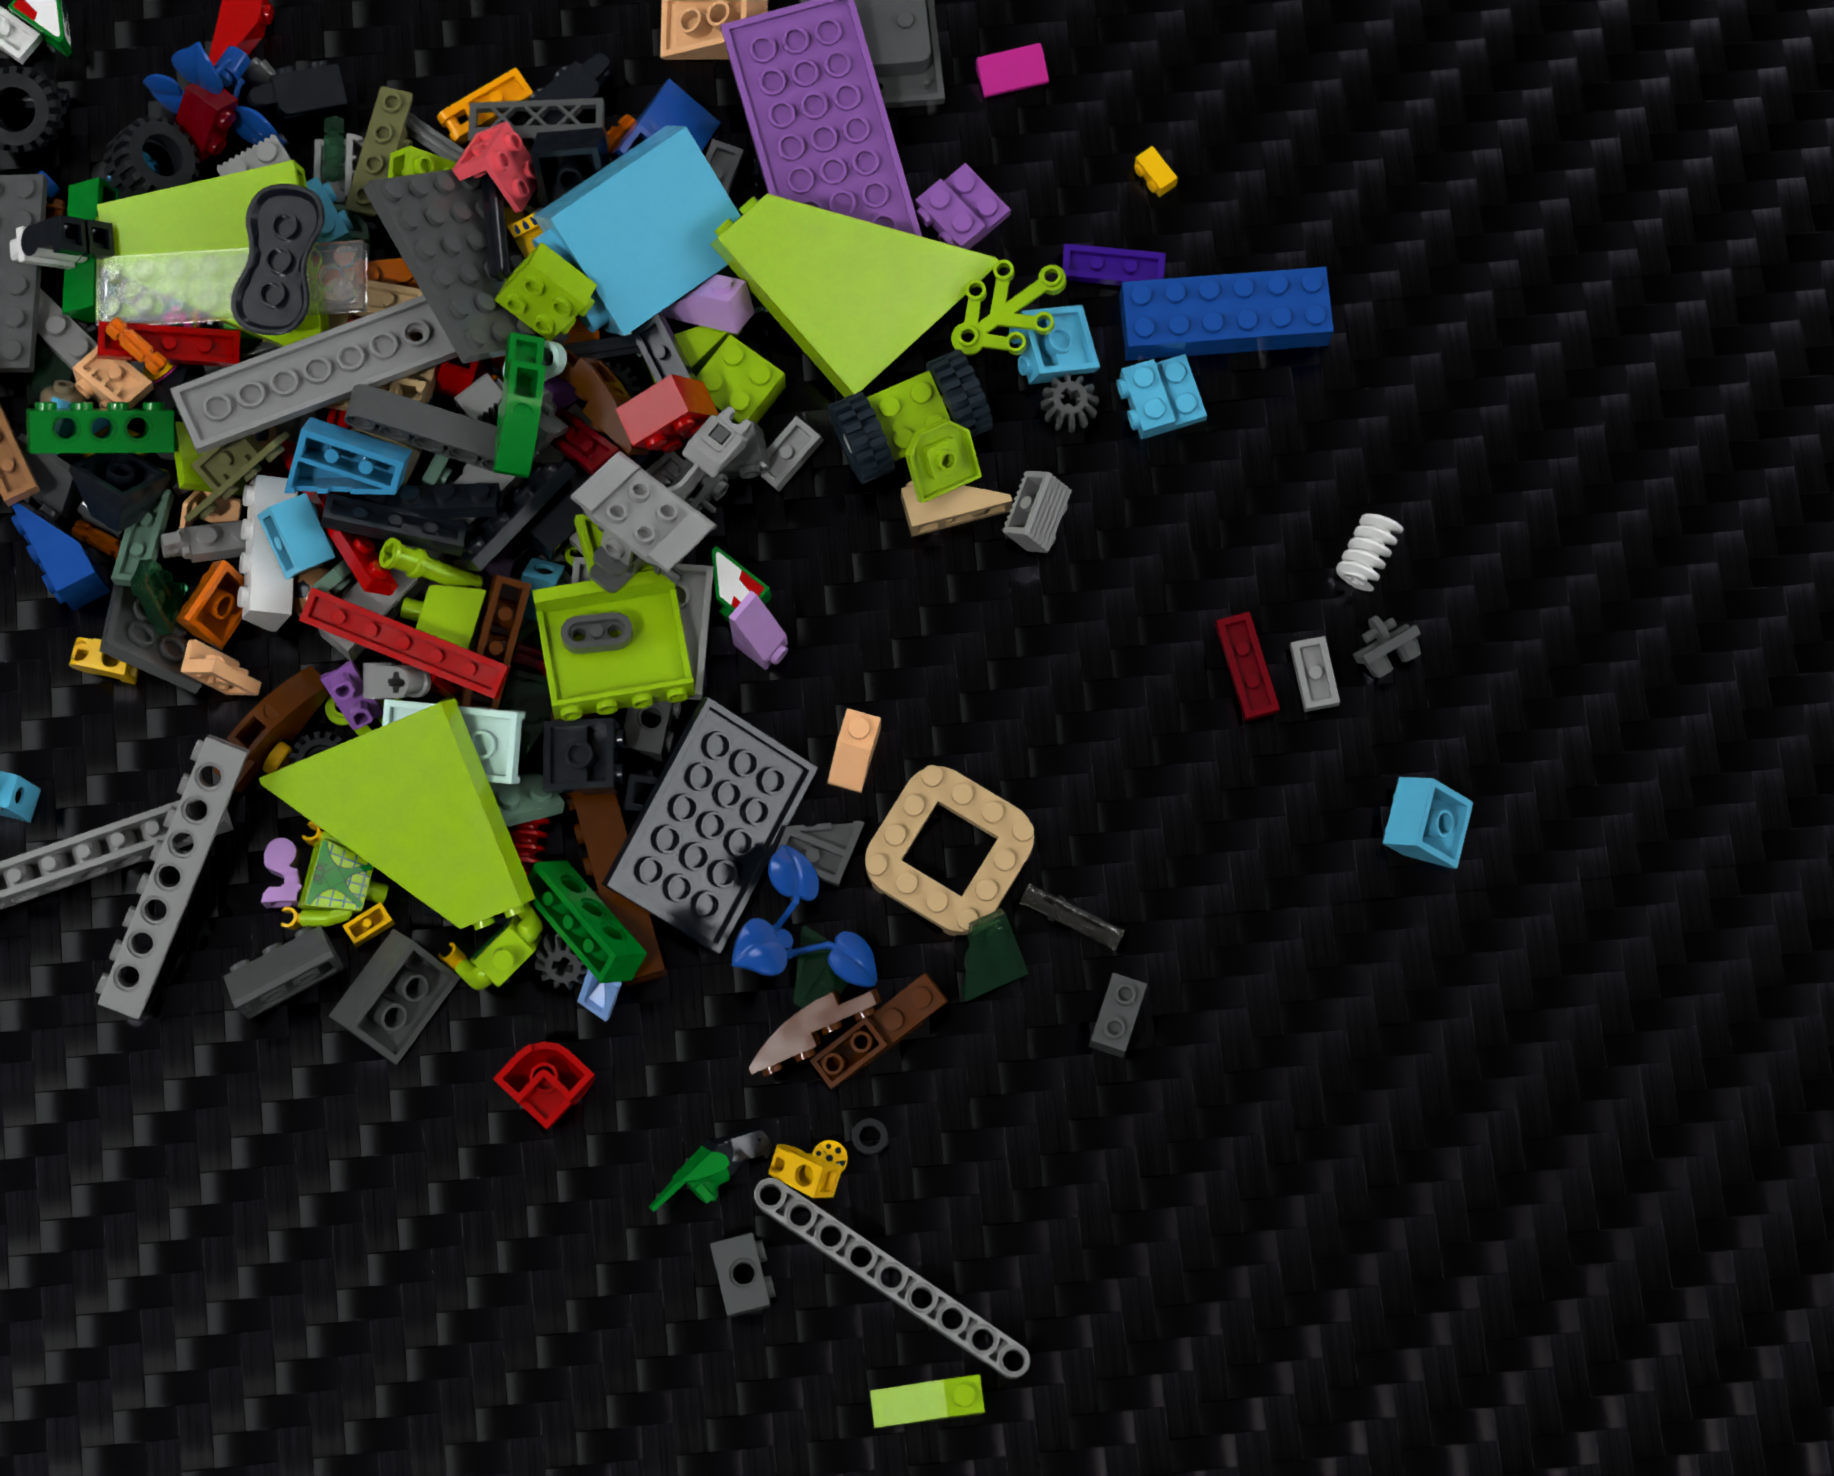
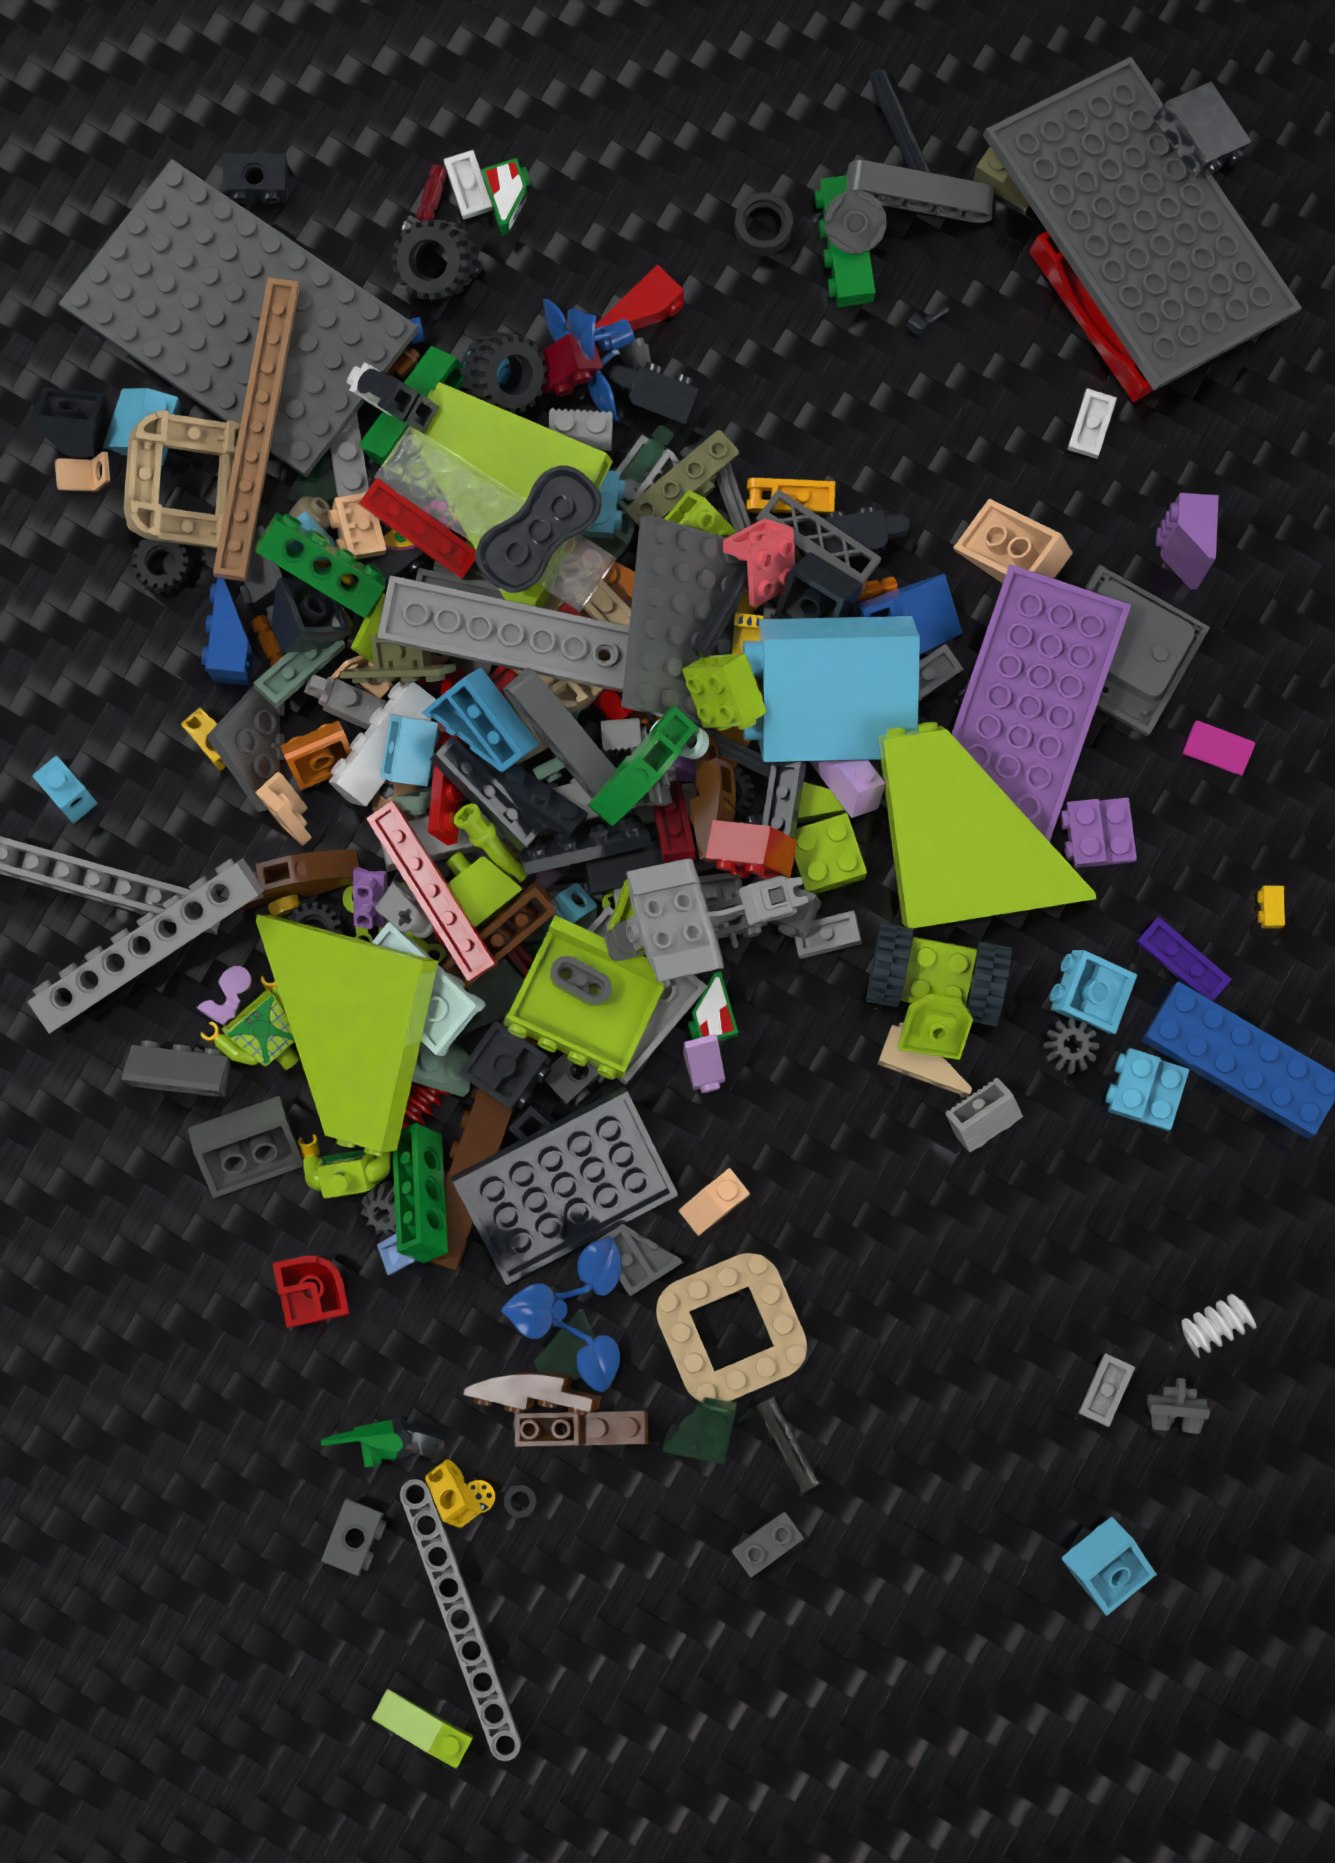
camera: 35 degrees right, 5 degrees up
(136, 346) = (392, 516): orange axle -> none
(158, 594) = (280, 720): clear green wing -> none
(368, 924) = (264, 1078): yellow piece -> none
(1004, 312) = (1068, 942): lime plant -> none
(1247, 666) = (1059, 1347): dark red plate -> none

